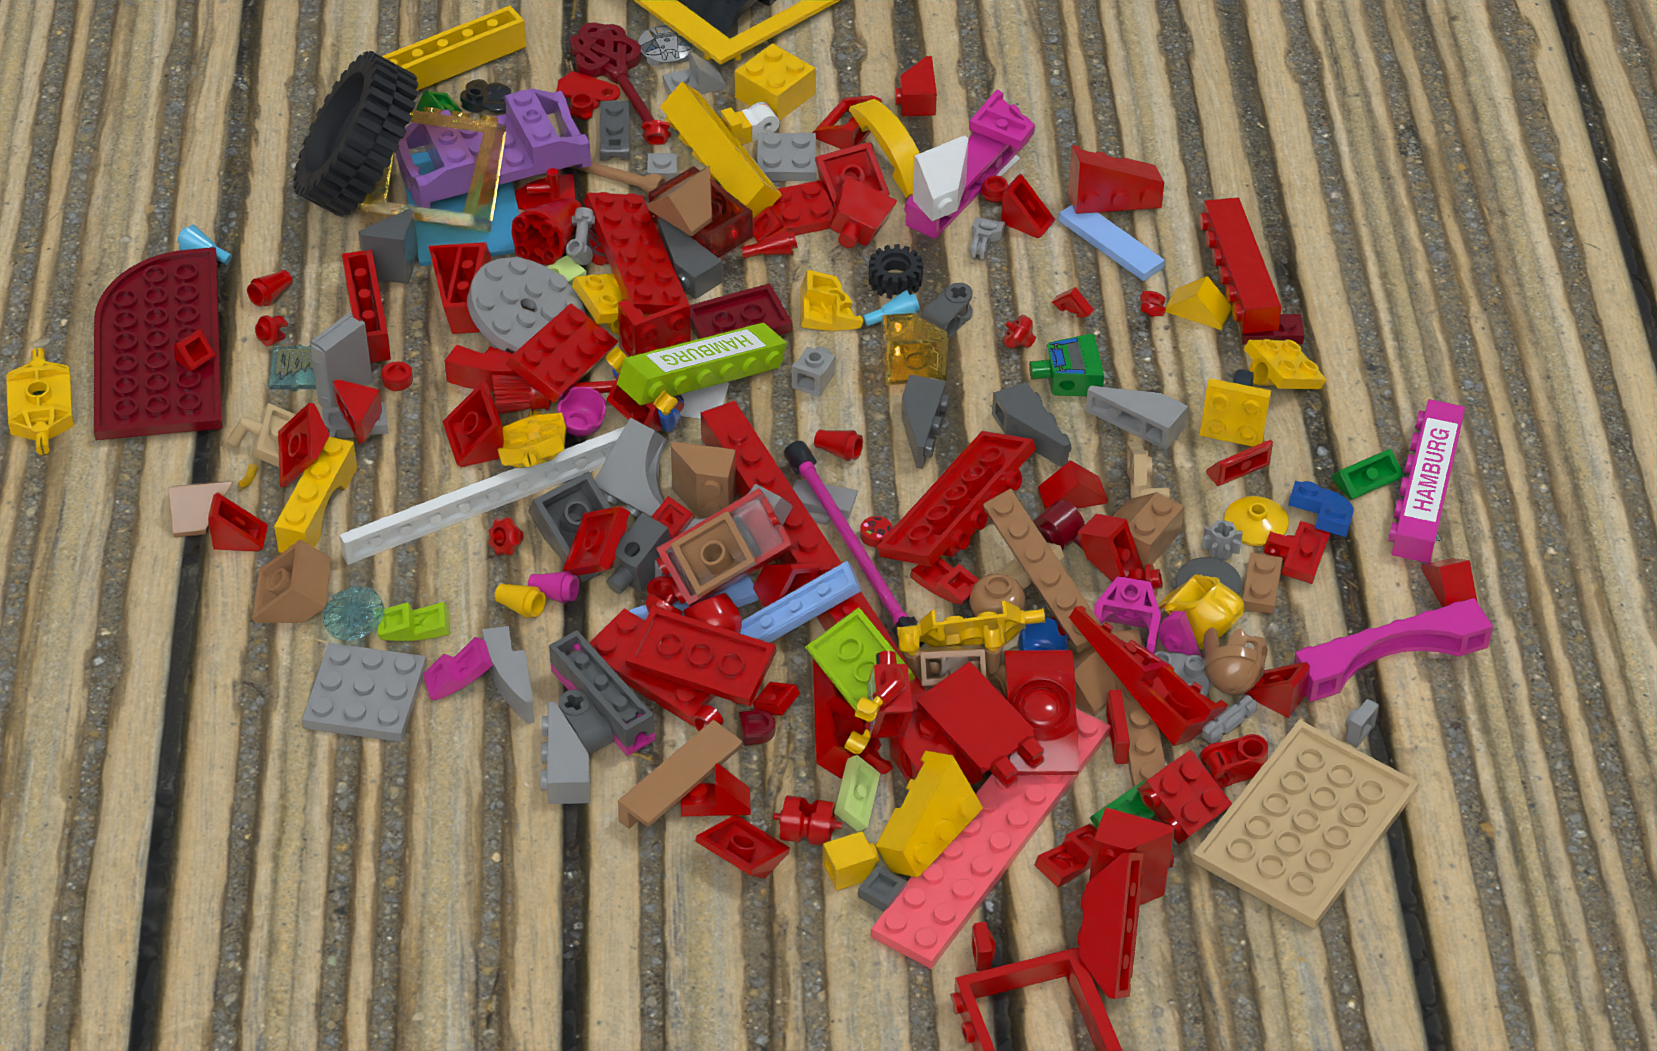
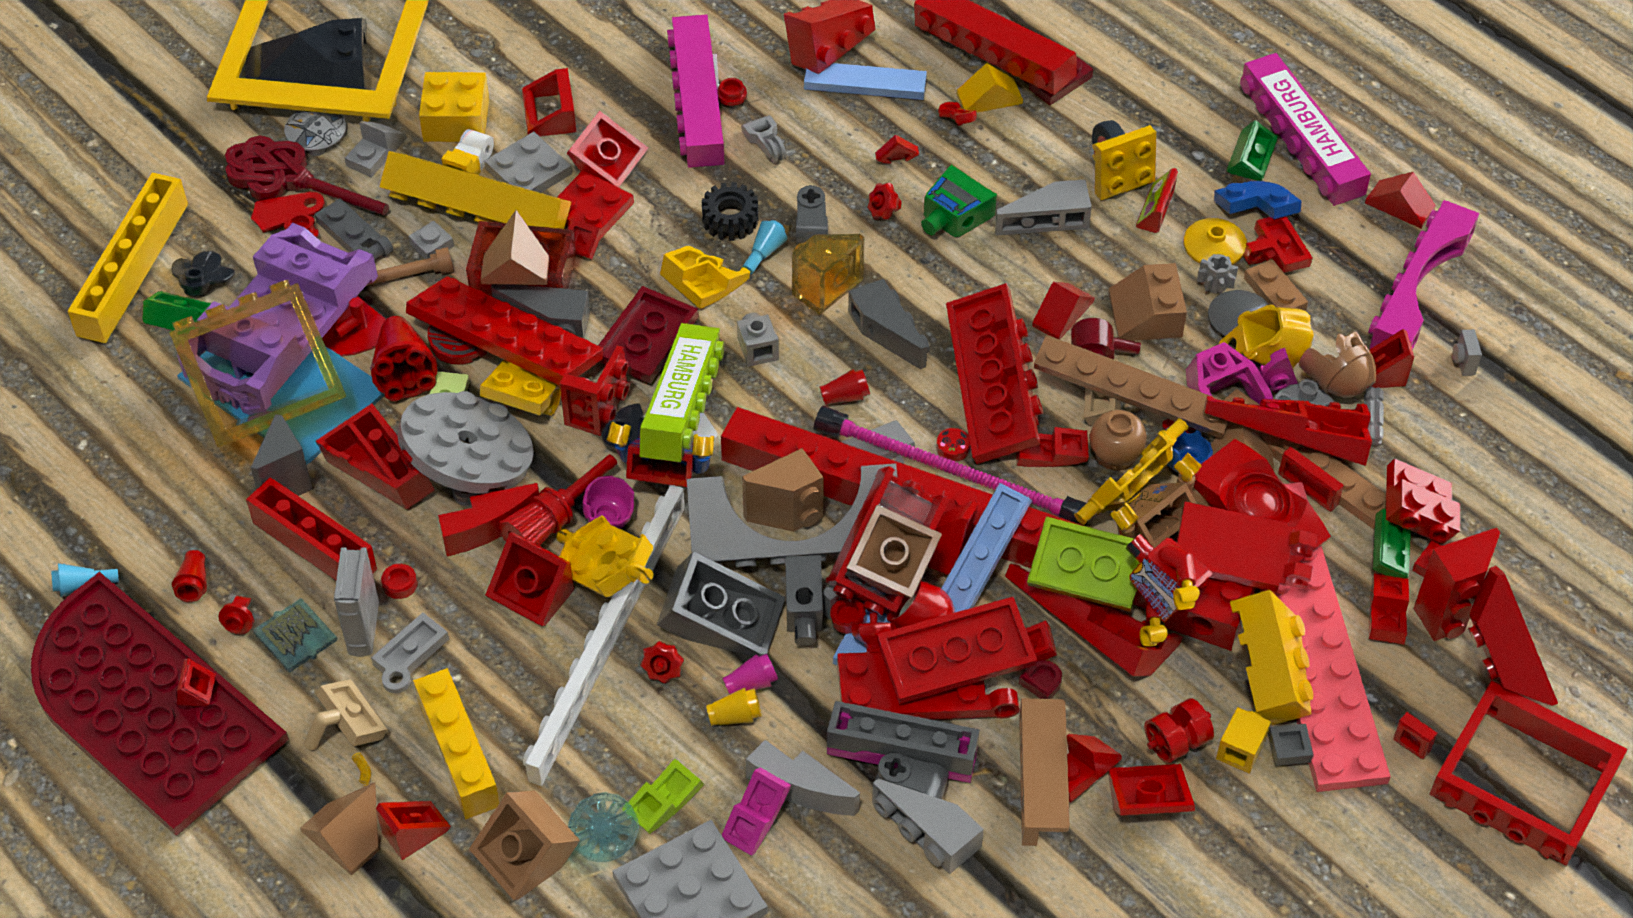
camera: 40 degrees left, 5 degrees up
(44, 414) = (88, 856): yellow plate -> none
(300, 443) = (402, 704): red slope -> none
(355, 134) = (119, 384): black tyre -> none
(358, 406) = (411, 633): red slope -> none
(562, 353) = (545, 461): red plate -> none
(577, 248) = (446, 359): light grey bar -> none
(596, 541) = (765, 610): red plate -> none
(656, 132) = (396, 212): red plate -> none
(673, 516) = (806, 542): red tile -> none
(775, 244) = (609, 245): red cone -> none
(857, 793) = (1185, 677): yellowish green plate -> none
(859, 213) = (651, 178): red torso -> none
(892, 139) = (620, 97): yellow slope -> none
(917, 90) = (582, 43): red slope -> none
(940, 178) = (710, 107): white slope -> none
(1002, 122) = (696, 28): dark pink wing -> none
(1023, 415) = (969, 270): dark grey slope -> none
(1024, 209) = (778, 95): red slope -> none
(1110, 546) = (1154, 334): red slope -> none
(1138, 468) = (1104, 254): tan plate -> none
(1149, 574) = (1199, 342): red plate -> none
(1236, 759) = (1420, 441): red piece -> none
(1282, 365) = (1121, 102): yellow plate -> none
(1305, 823) = (1516, 459): tan plate -> none

